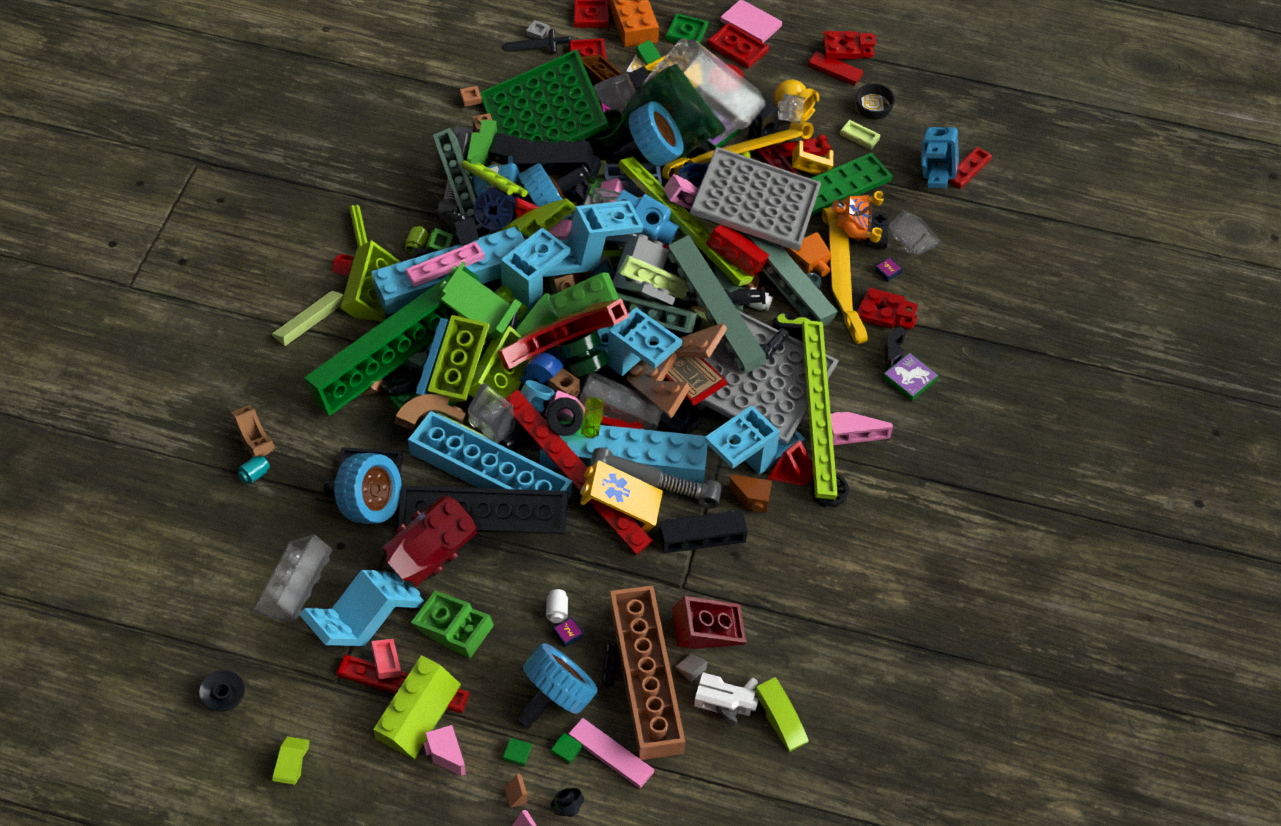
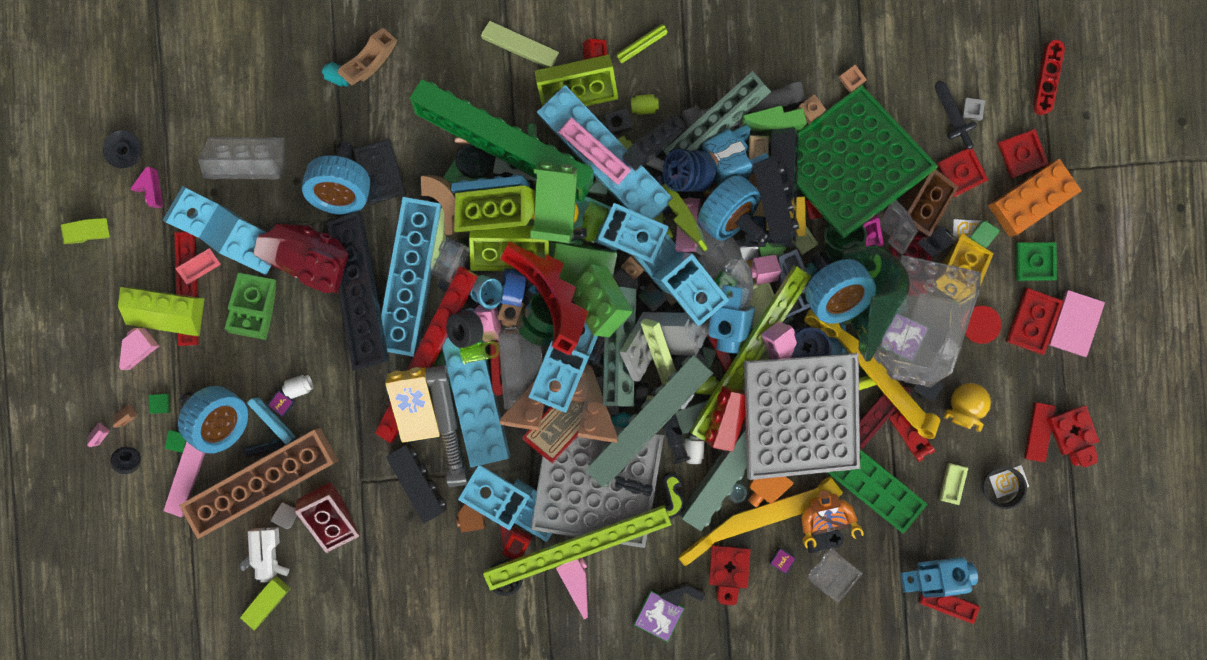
camera: 70 degrees right, 35 degrees up
(274, 675) = (149, 182): none -> dark pink slope
(439, 240) = (632, 130): bright green brick -> none
(494, 178) = (707, 156): lime bar -> none
(523, 207) = (690, 203): red tile -> none
(587, 640) = (272, 420): none -> medium azure tile
(791, 108) = (942, 412): clear brick -> none
(809, 162) = (892, 449): yellow panel -> none

